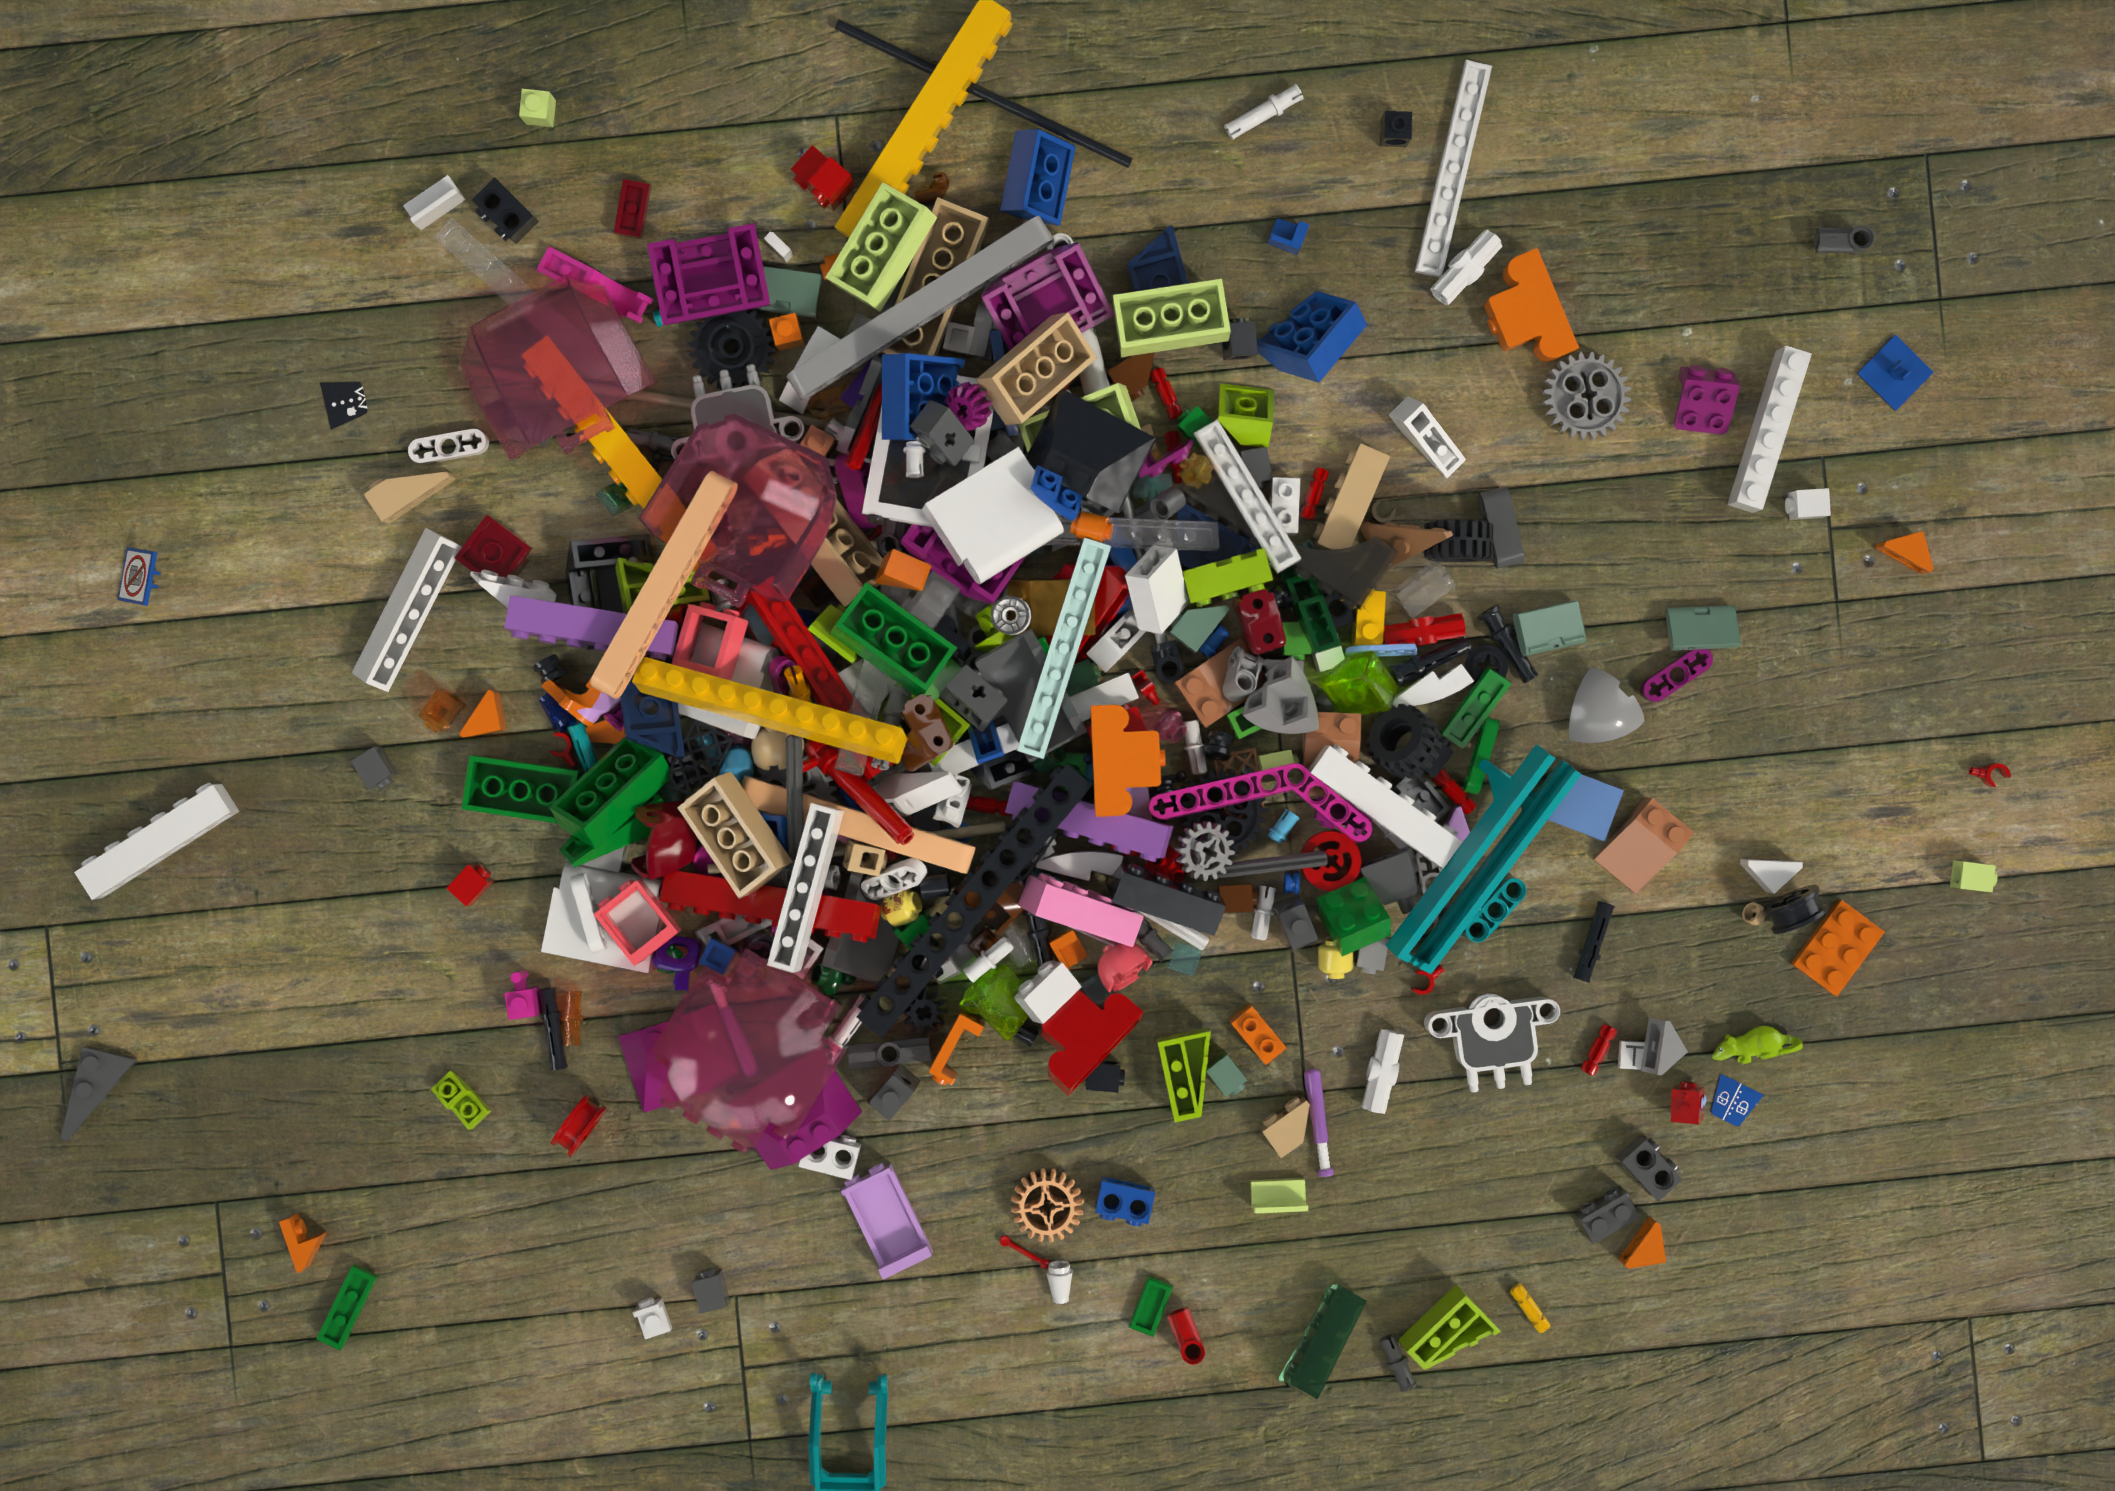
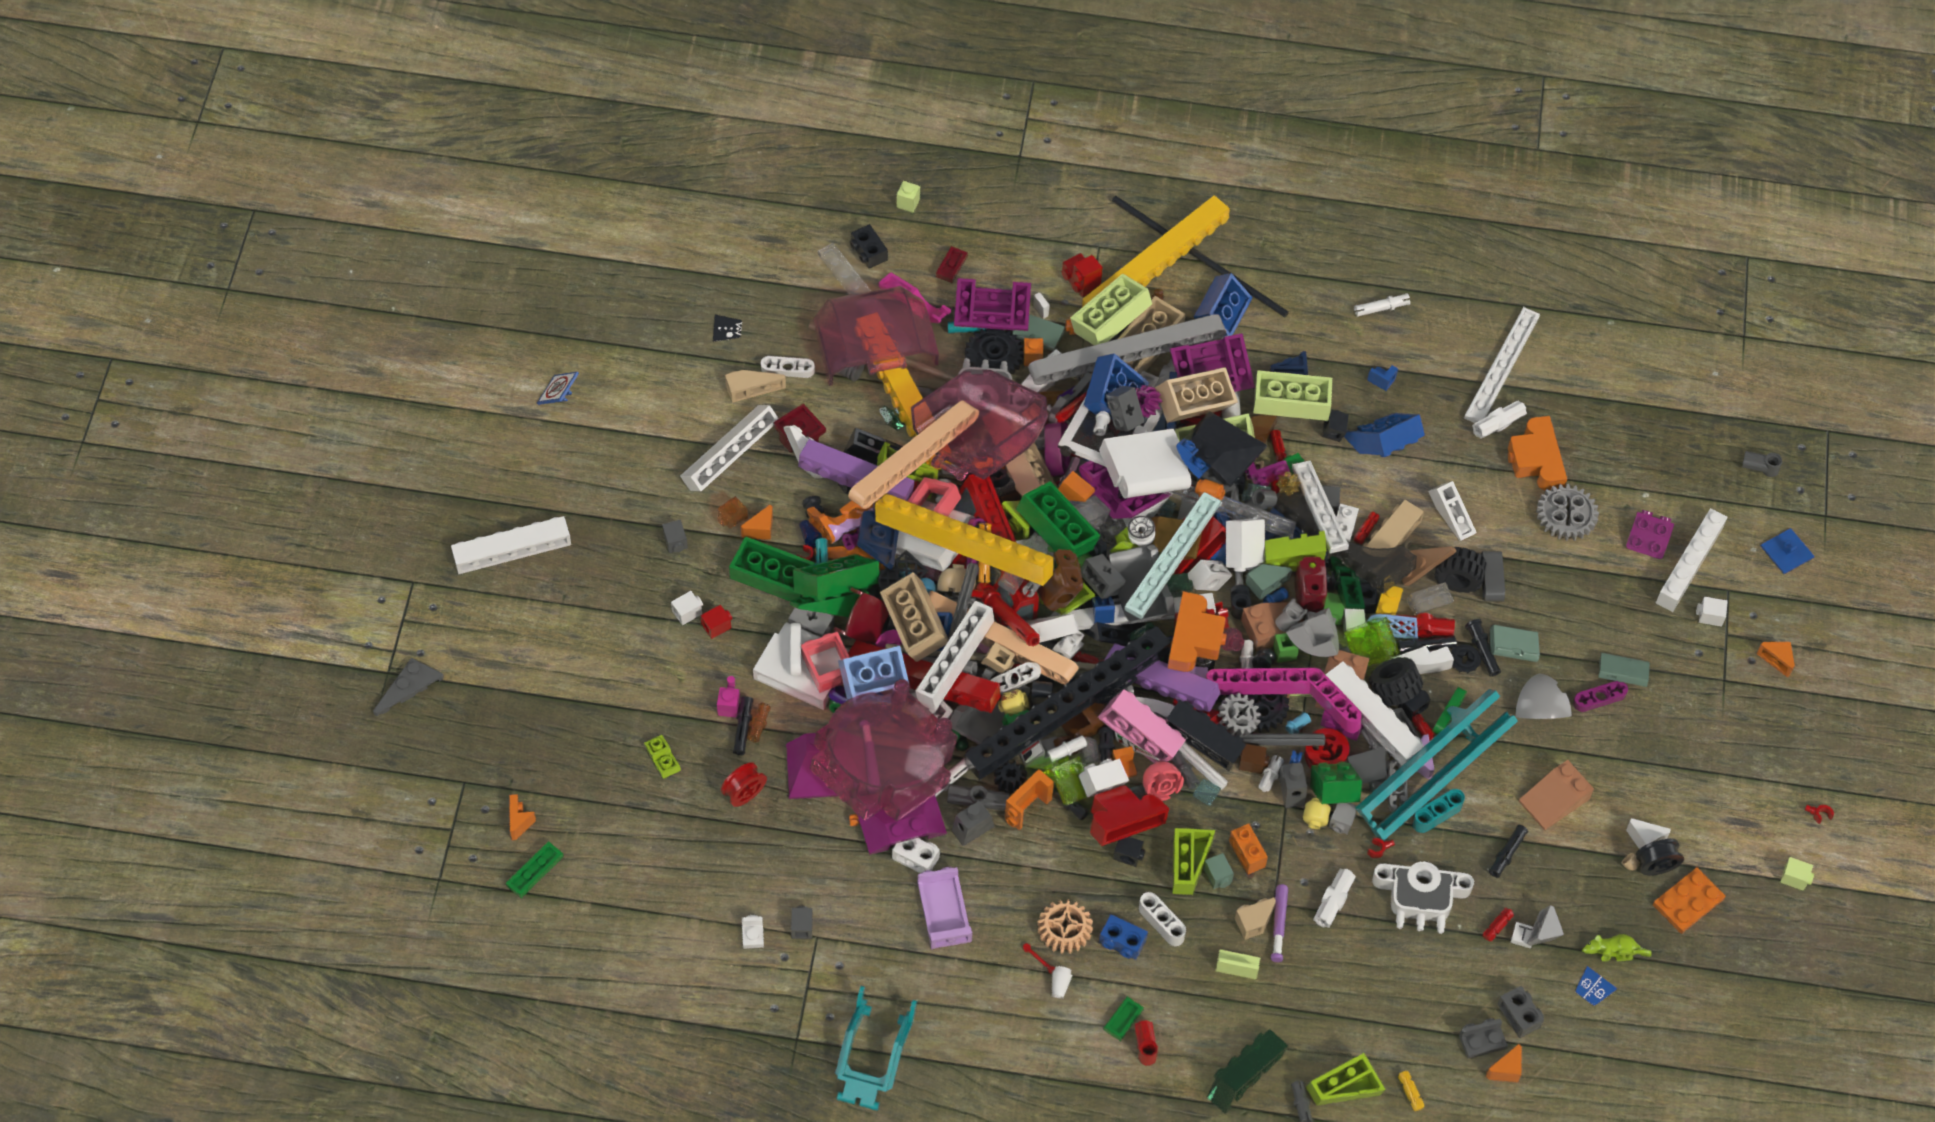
camera: 15 degrees right, 30 degrees down
(425, 873) = (687, 607): none -> white brick
(434, 202) = (824, 233): white panel -> none
(702, 938) = (872, 671): none -> light blue brick
(1175, 1172) = (1166, 927): none -> white beam
(1247, 413) = (1331, 469): lime slope -> none
(1396, 129) = (1468, 332): black brick -> none
(1475, 707) = (1452, 678): green plate -> none
(1588, 807) = (1516, 756): medium blue panel -> none
(1688, 1103) = (1557, 971): red head -> none

